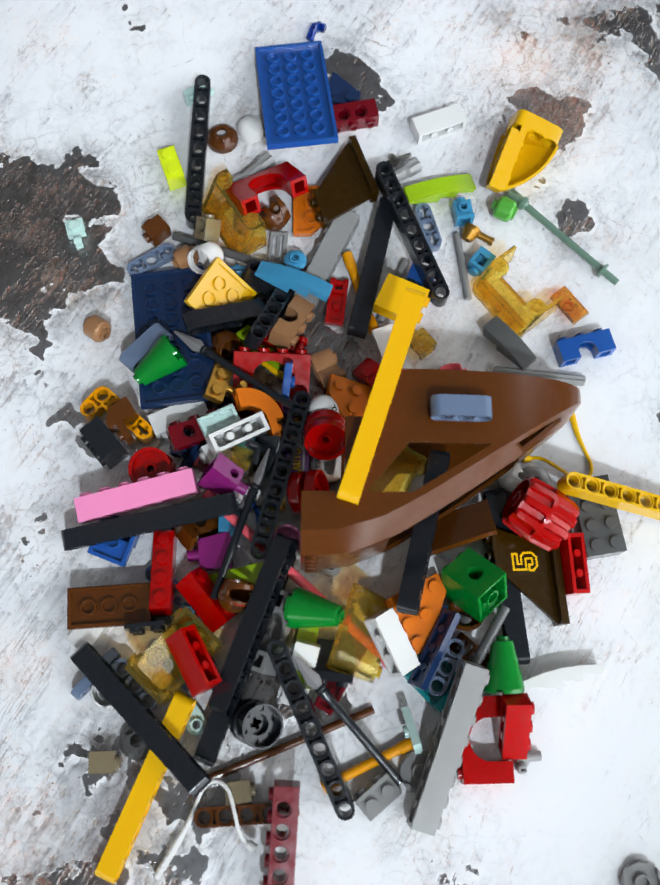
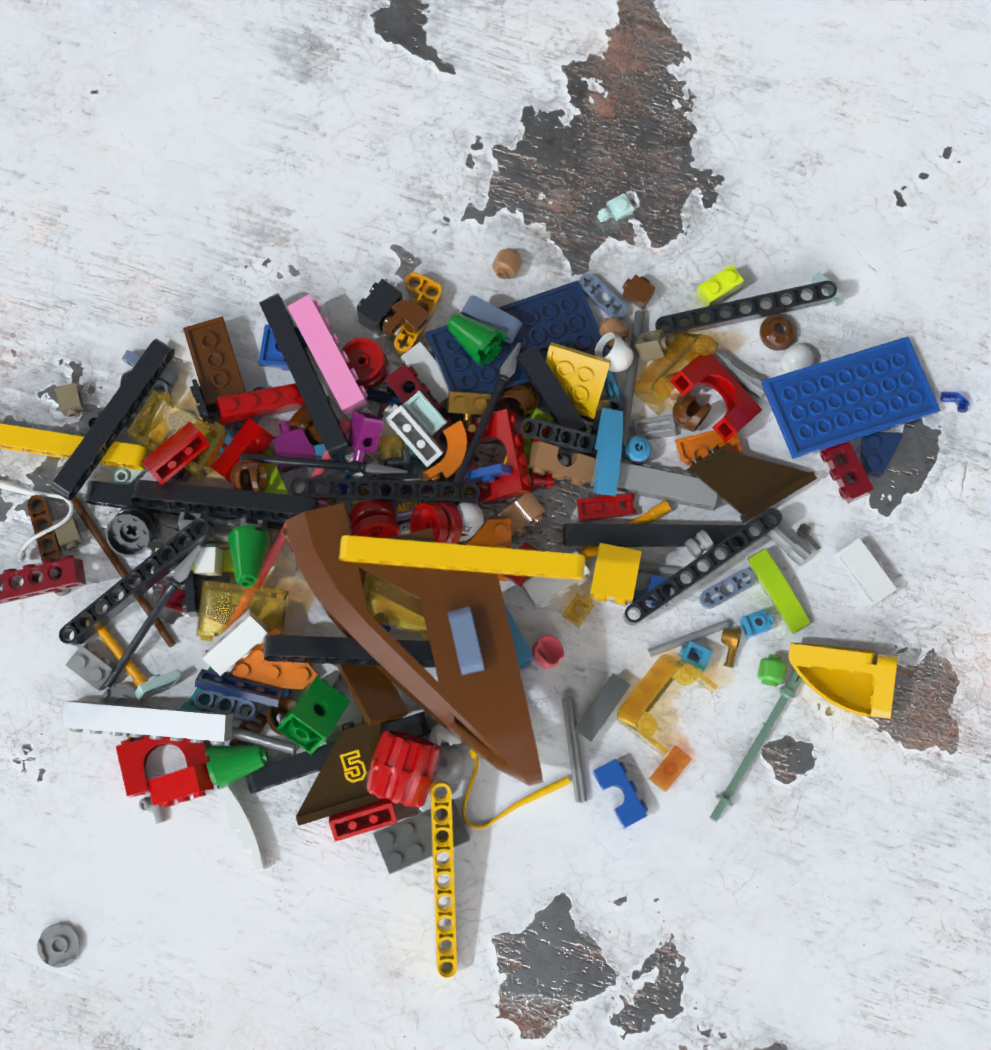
camera: 80 degrees right, 5 degrees up
(391, 229) = (699, 544): none -> light grey wheel

